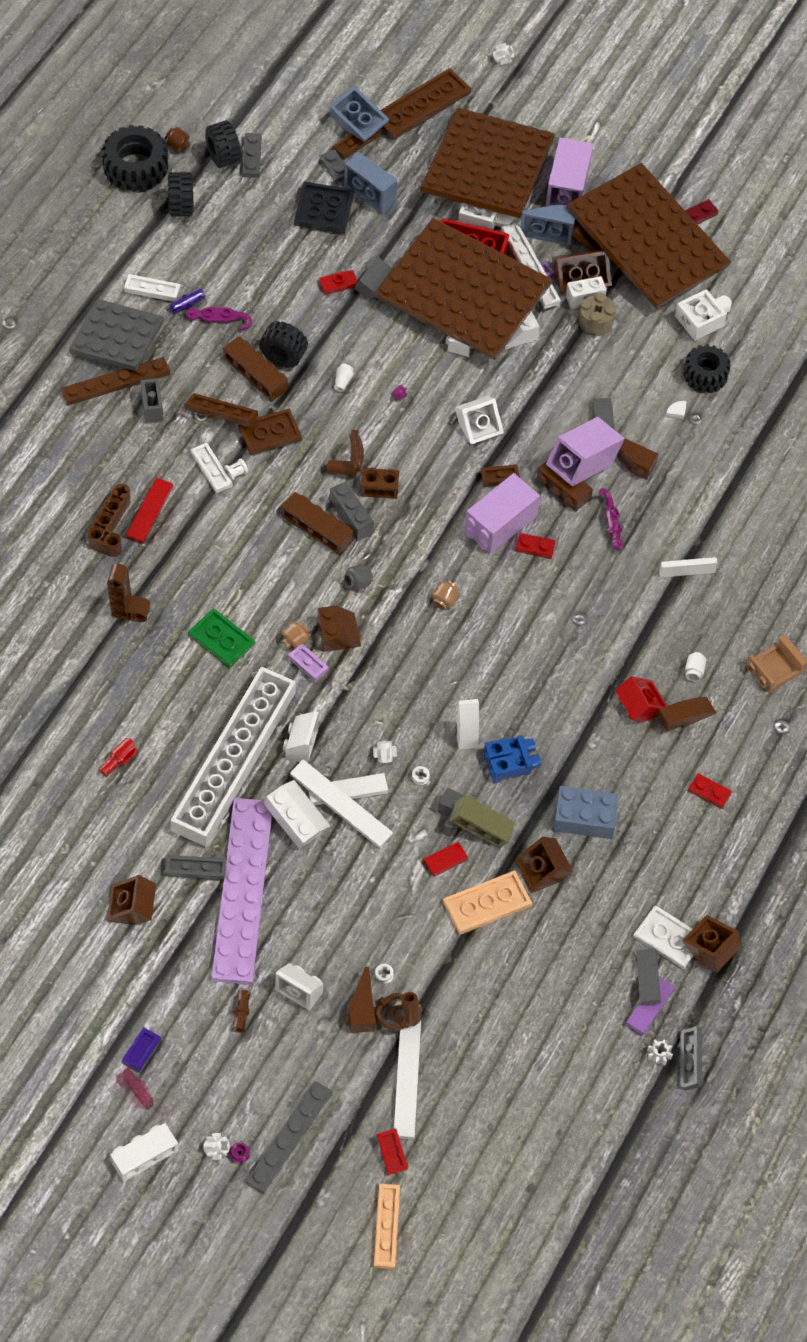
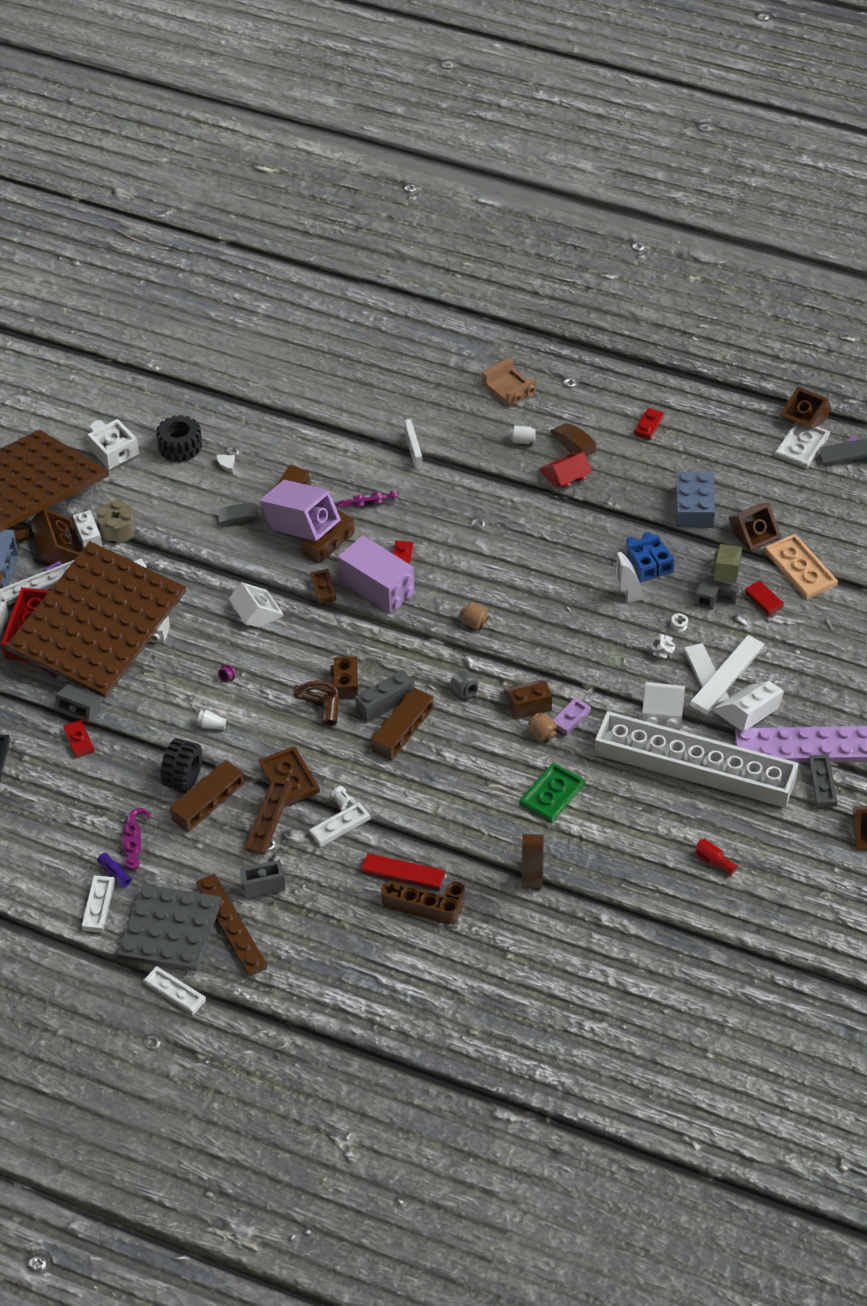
camera: 90 degrees left, 10 degrees down
(55, 338) = (174, 990): none -> white tile

